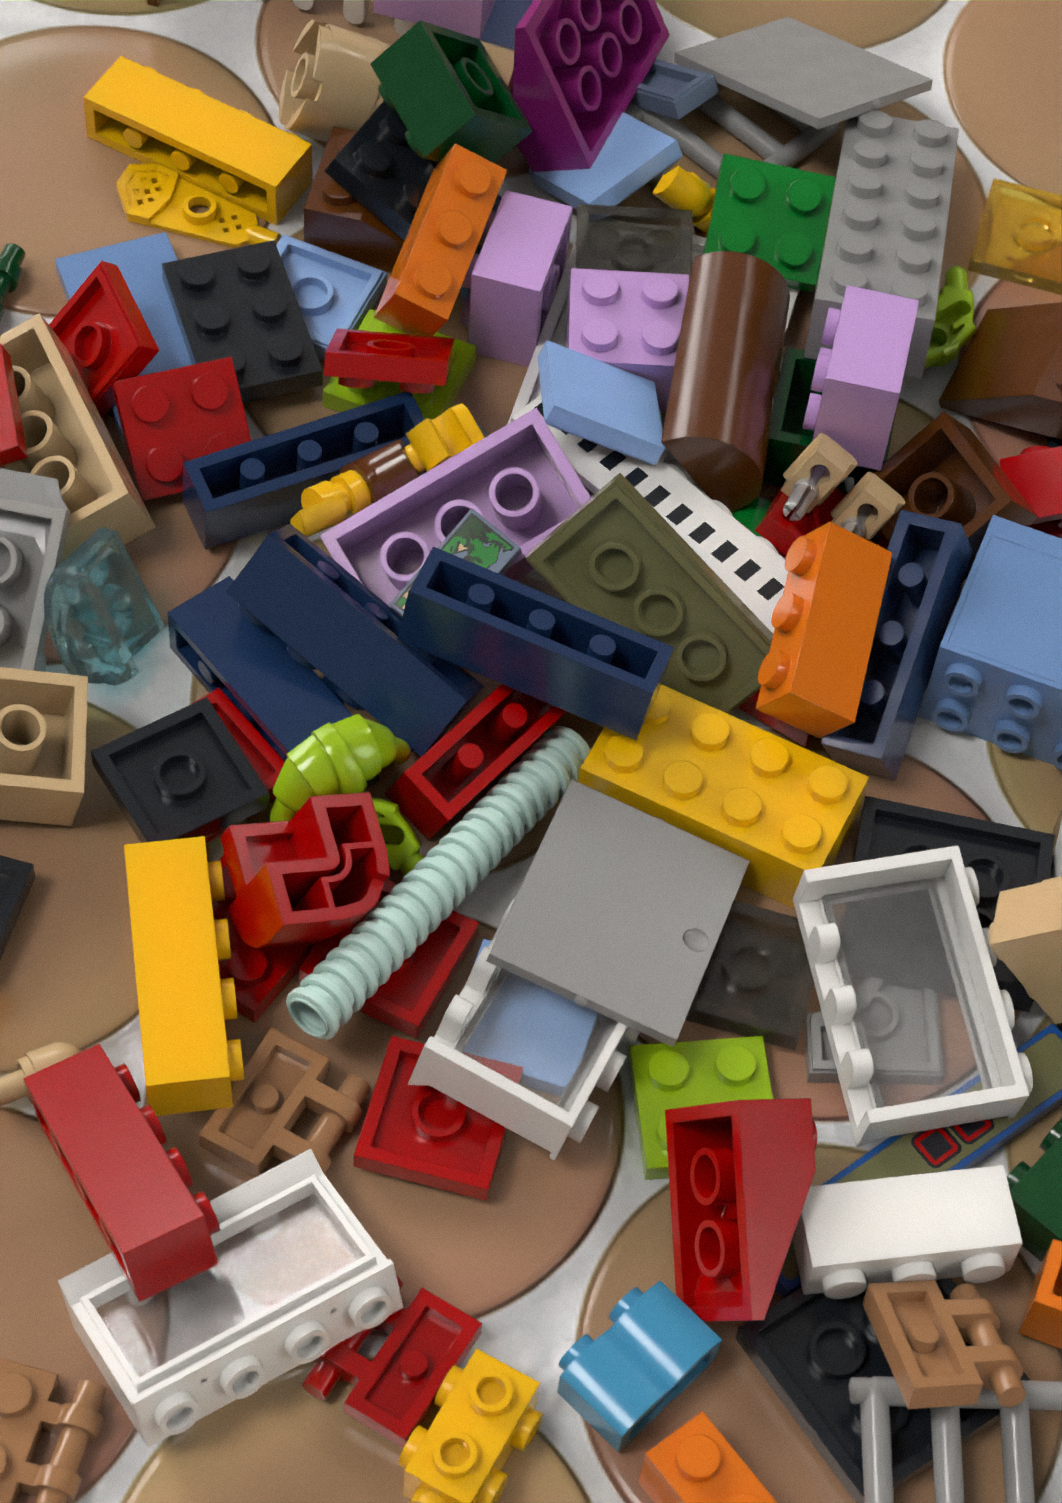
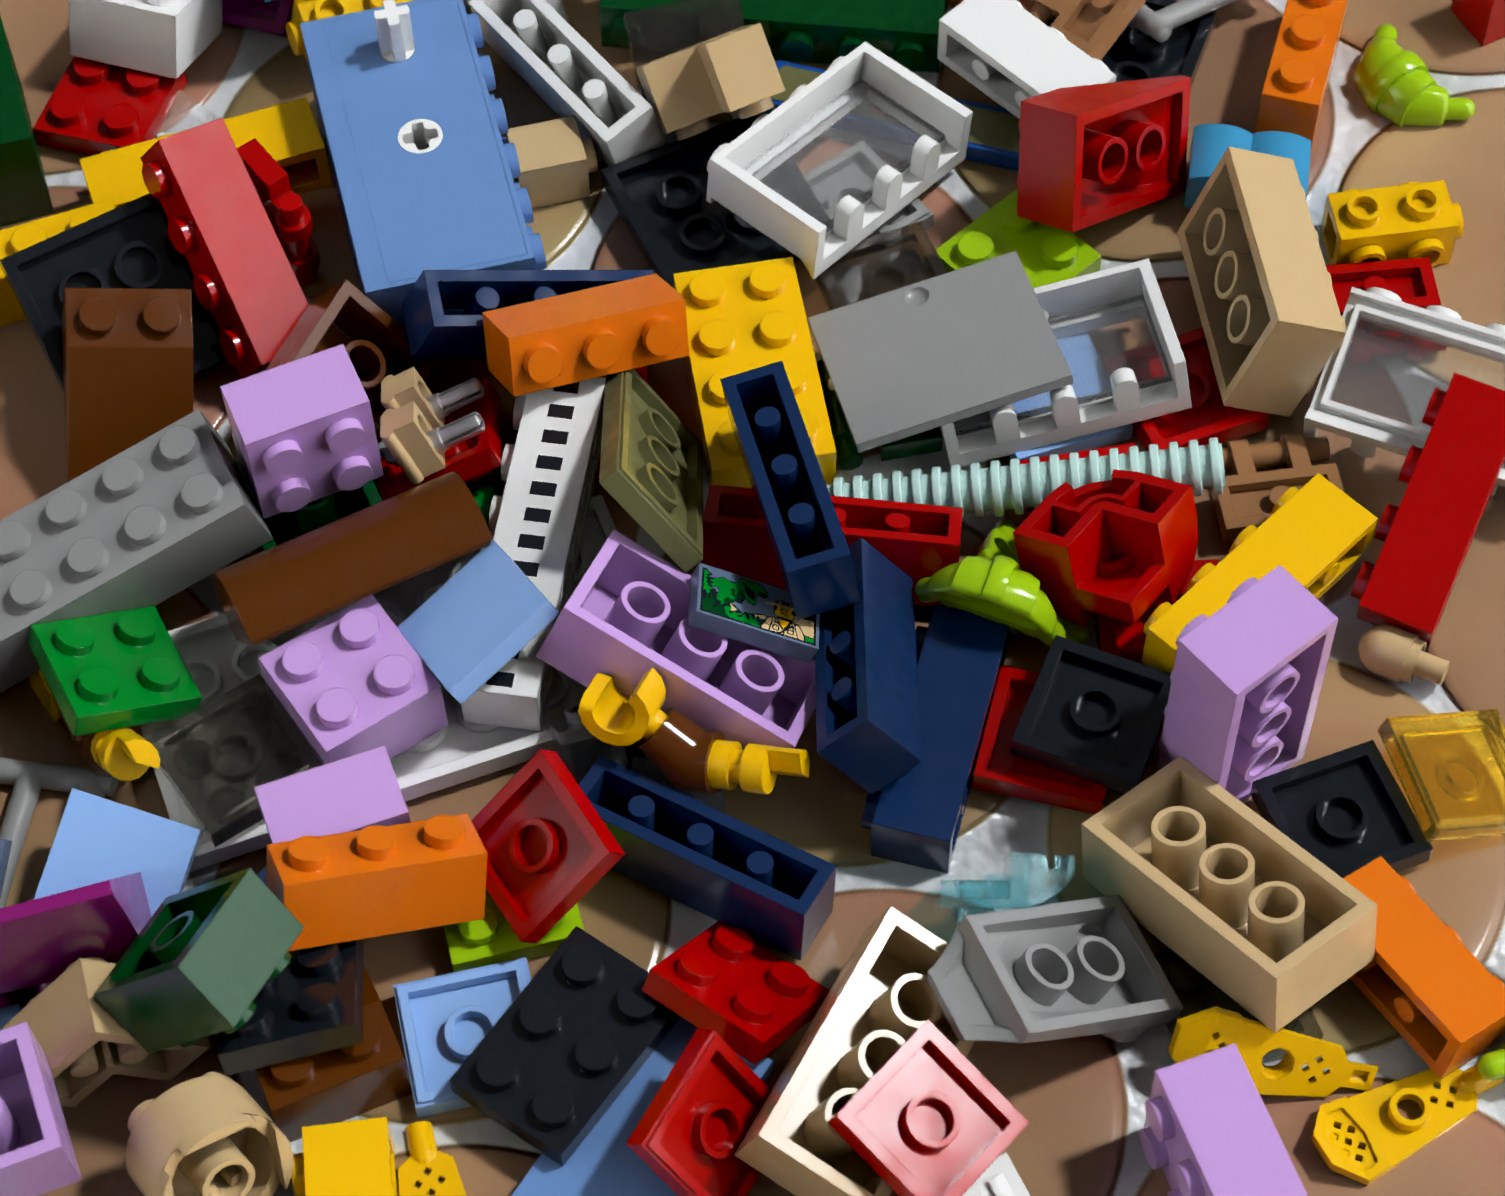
camera: 120 degrees left, 0 degrees up
(69, 821) = (1248, 683): none -> lavender brick
(474, 1210) = (1260, 282): none -> tan brick

